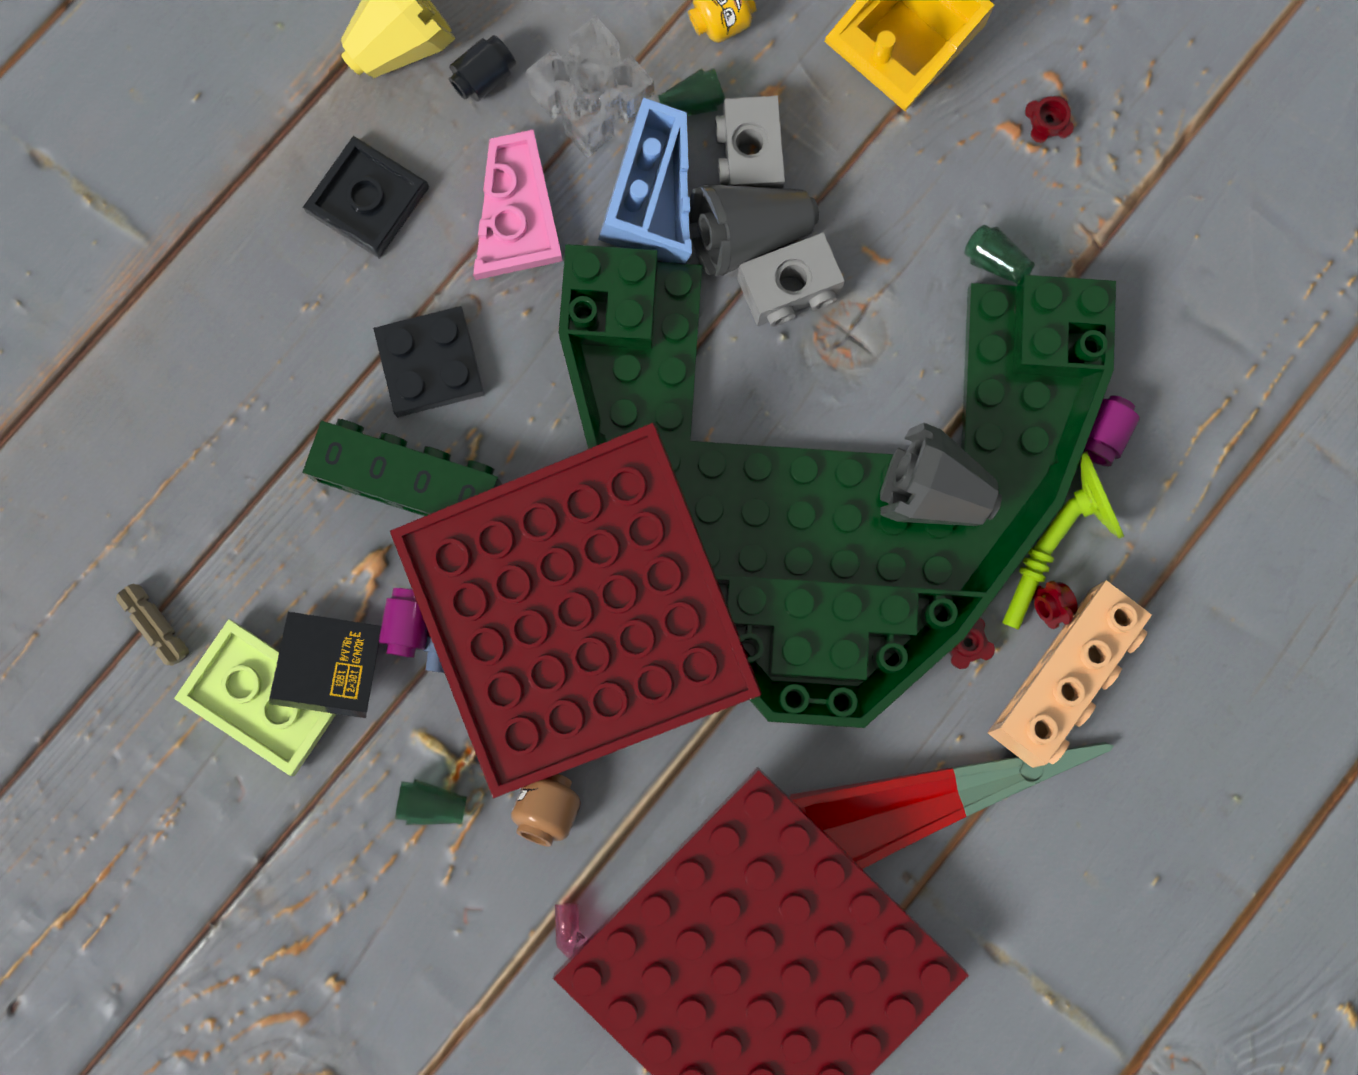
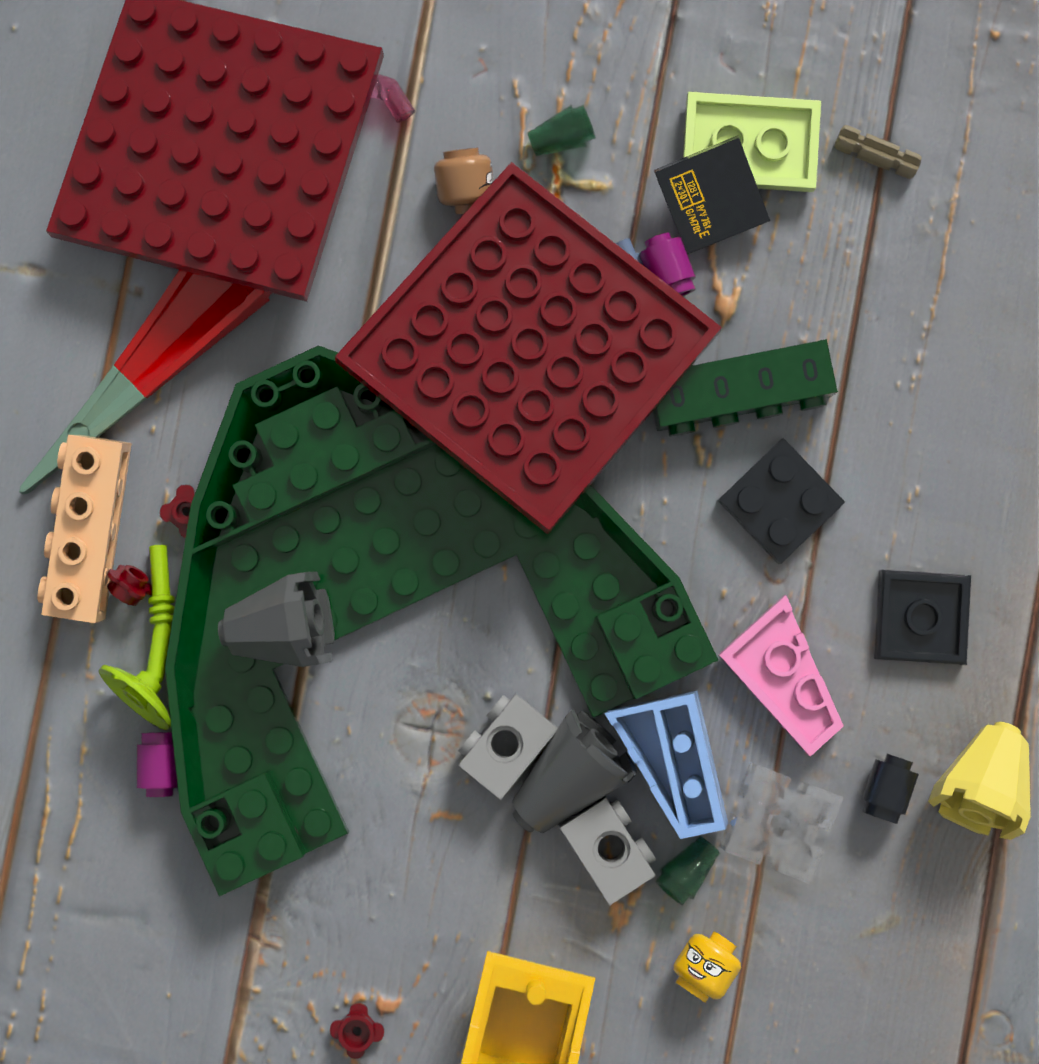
camera: 150 degrees right, 5 degrees up
(996, 253) = (336, 870): clear green cone -> none

